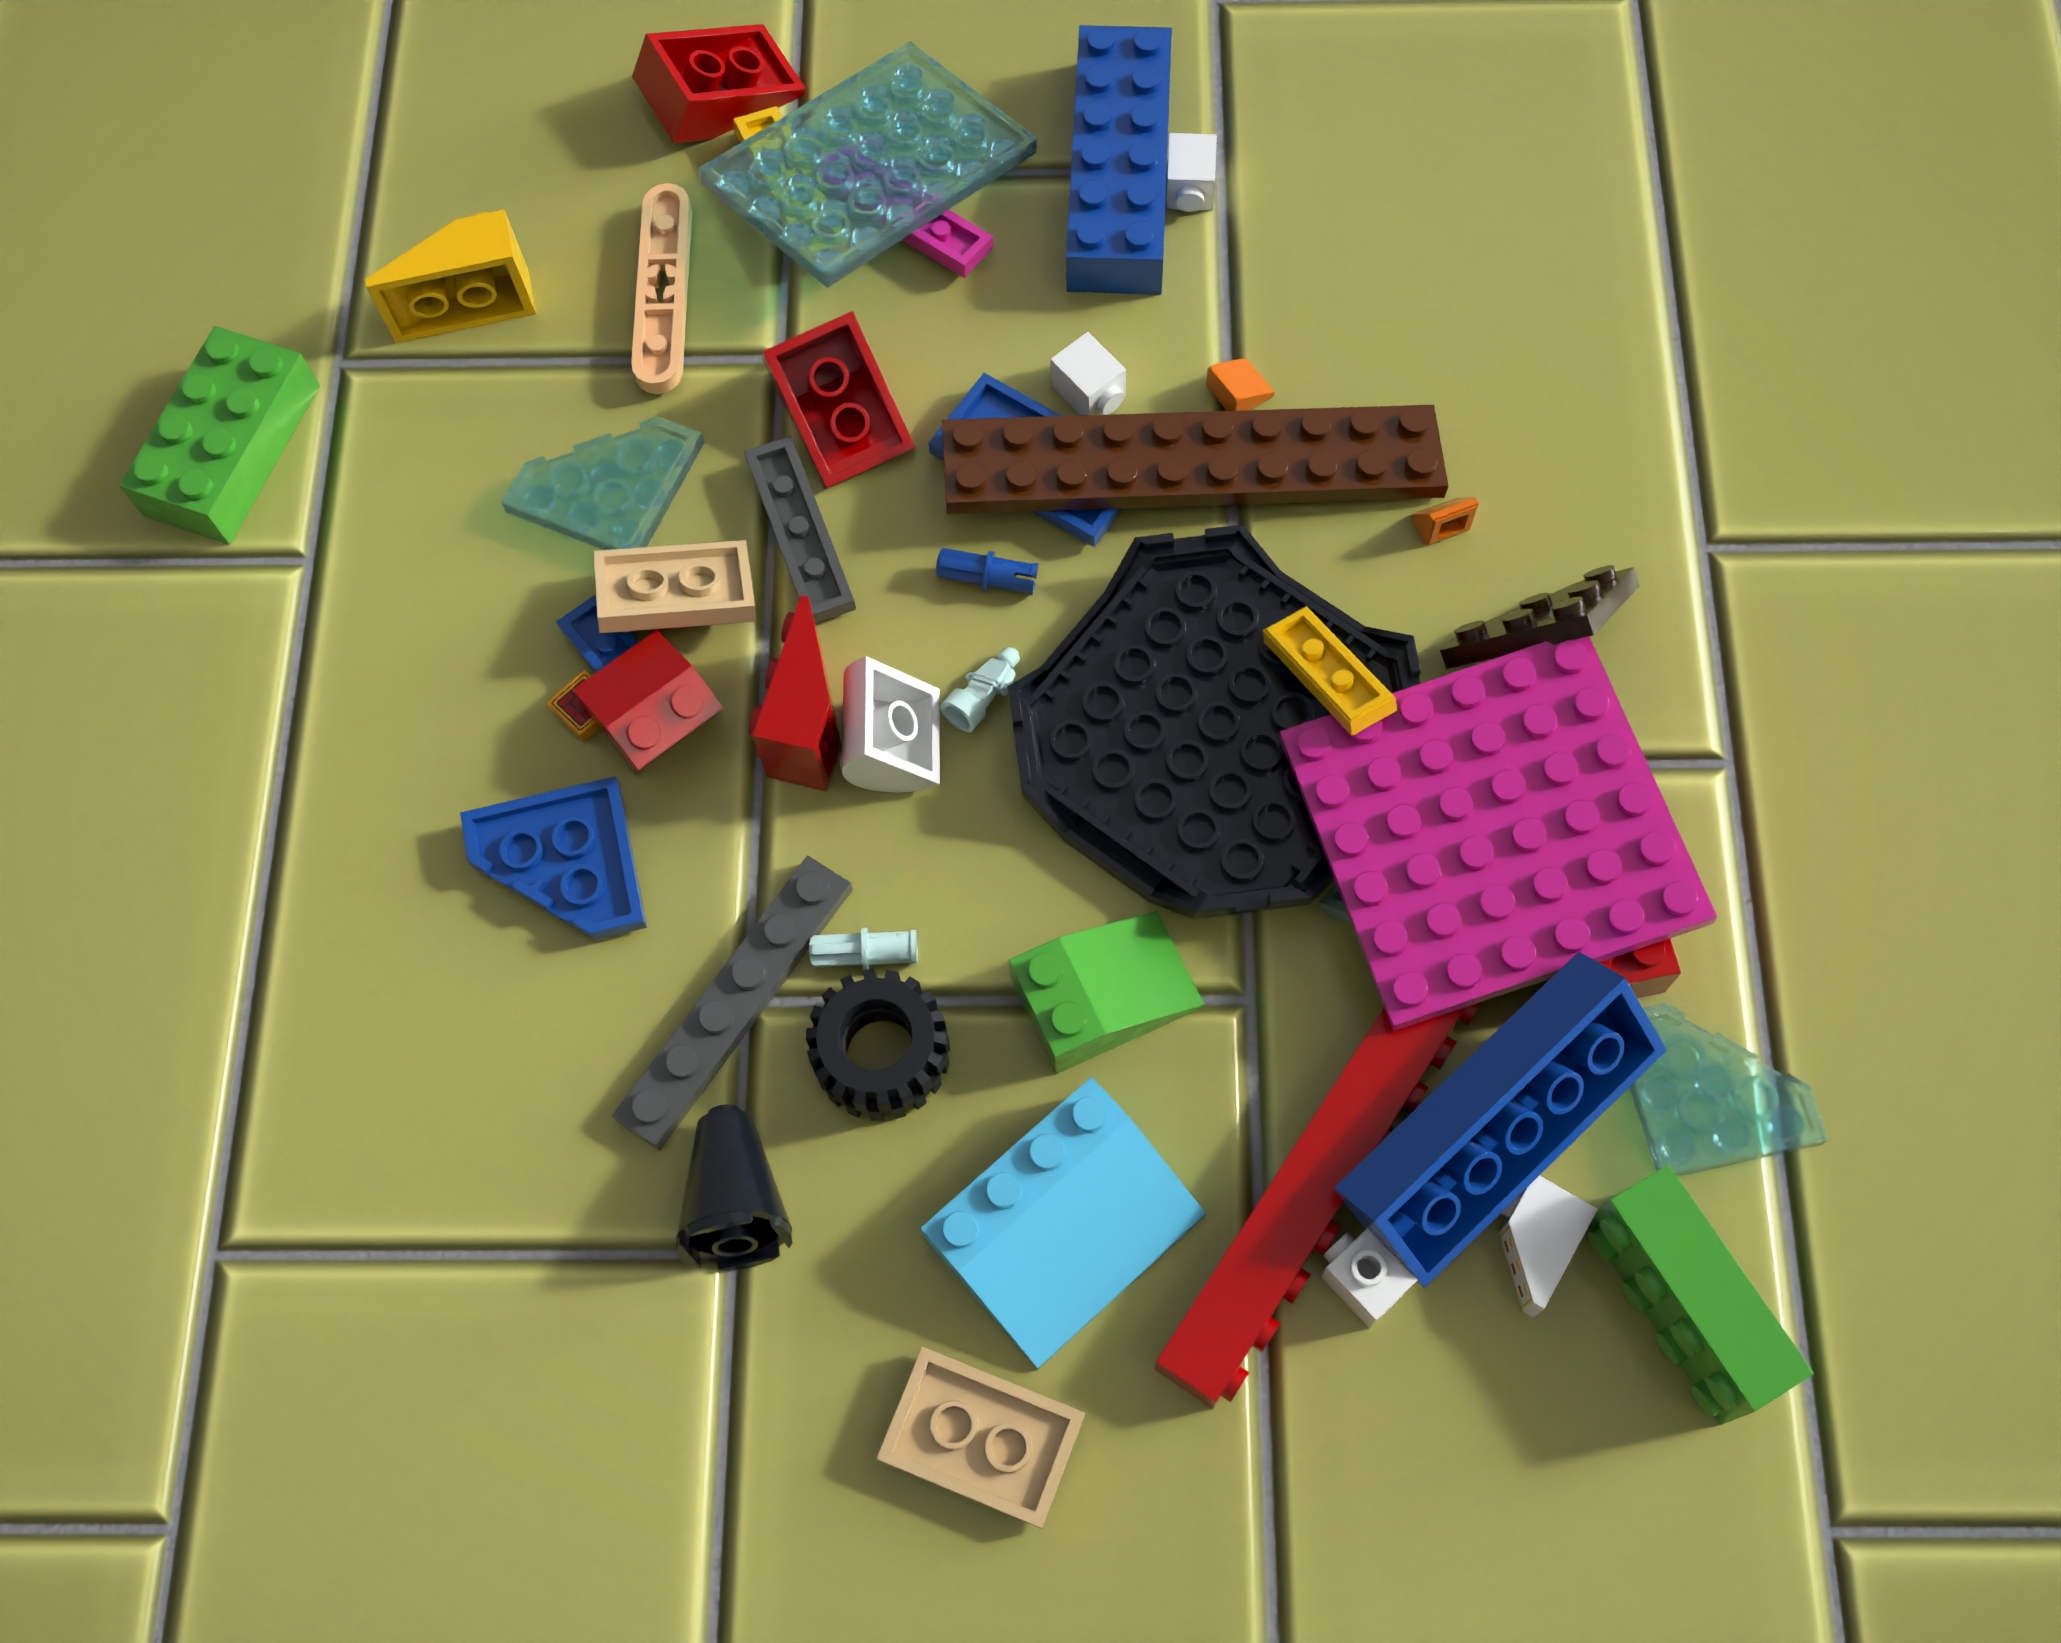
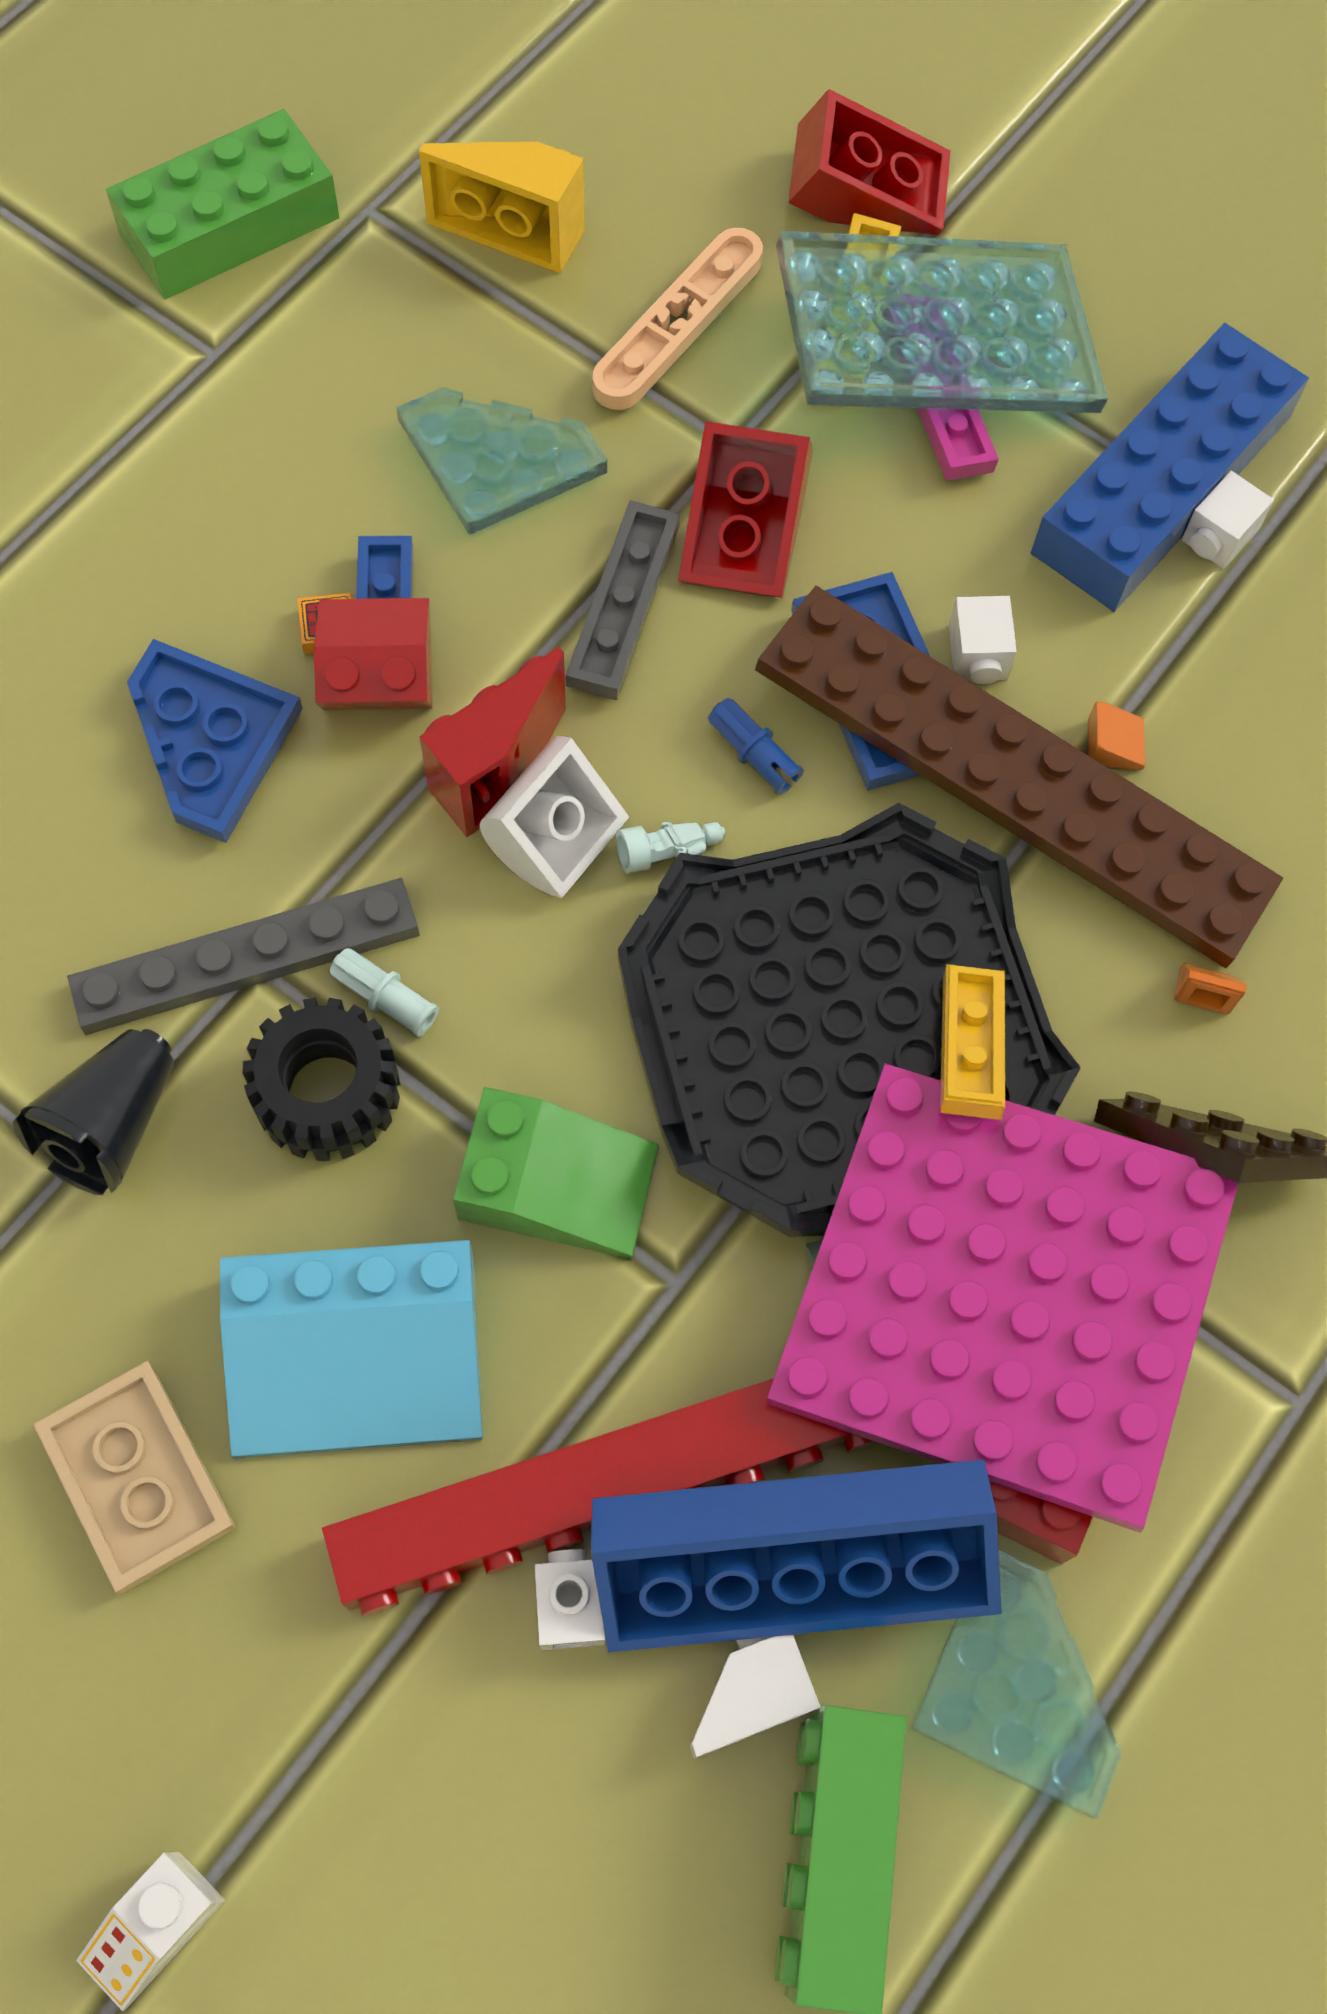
camera: 30 degrees right, 0 degrees up
(673, 586) = (474, 572): tan plate -> none

